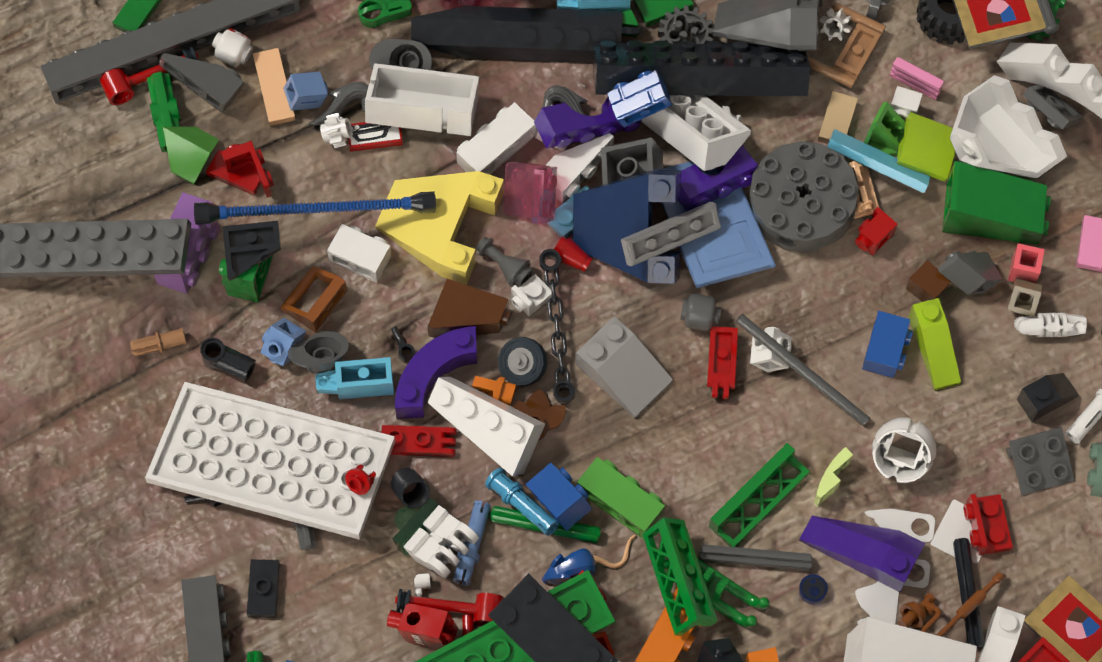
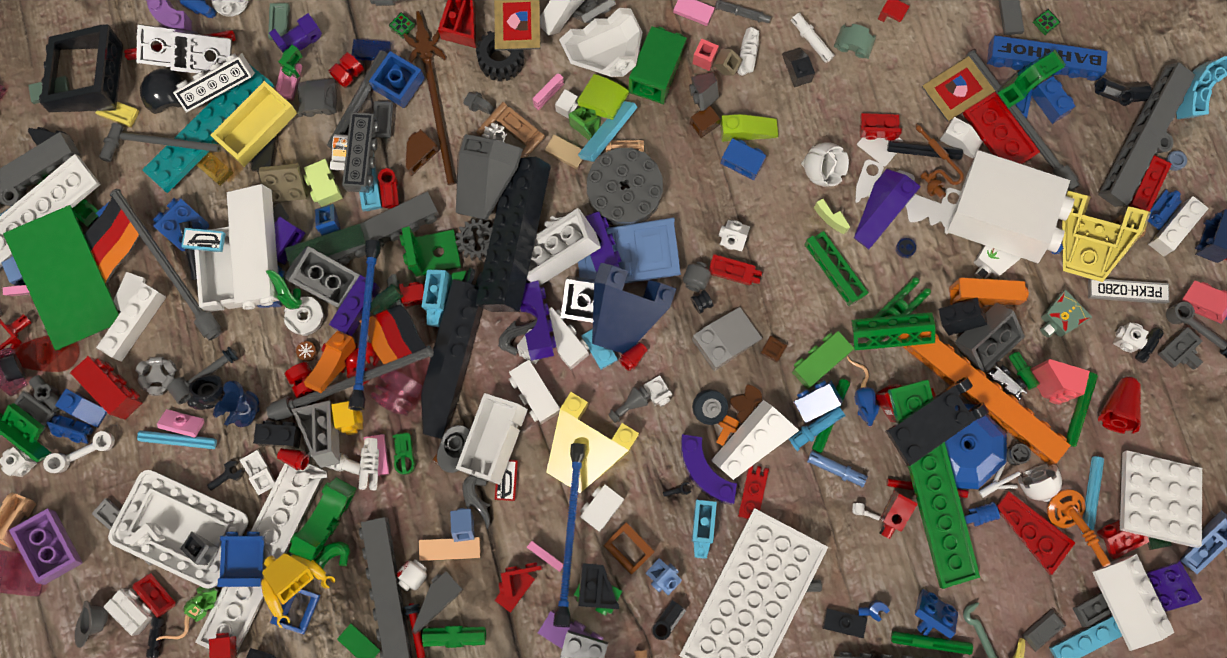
camera: 75 degrees left, 10 degrees up
(188, 150) = (492, 621): bright green slope -> none
(286, 193) = (545, 556): none -> bright pink tile
(287, 623) = (873, 609): none -> blue piece
(319, 351) = (678, 551): dark grey piece -> none
(336, 130) = (500, 507): white gear -> none
(359, 481) = (791, 538): red plate -> none
(409, 521) = (816, 507): clear green tile -> none
(418, 495) = (793, 504): black piece -> none
(444, 531) = (839, 498): white legs -> none
(468, 307) = (663, 438): reddish brown slope -> none
(480, 609) = (889, 468): red piece -> none
(530, 191) = (583, 374): clear pink bracket -> none
(563, 384) = (731, 379): black piece -> none
(623, 434) = (773, 349): none -> reddish brown tile
(639, 98) = (534, 280): brick -> none
(667, 326) = (702, 301): none -> black wheel
(670, 233) = (642, 282): light grey tile -> none
(756, 557) = (878, 279): dark grey axle -> none
(802, 369) = (756, 217): dark grey piece -> none
(875, 232) = (659, 146): red brick -> none
(1041, 460) = (842, 82): dark grey hinge -> none

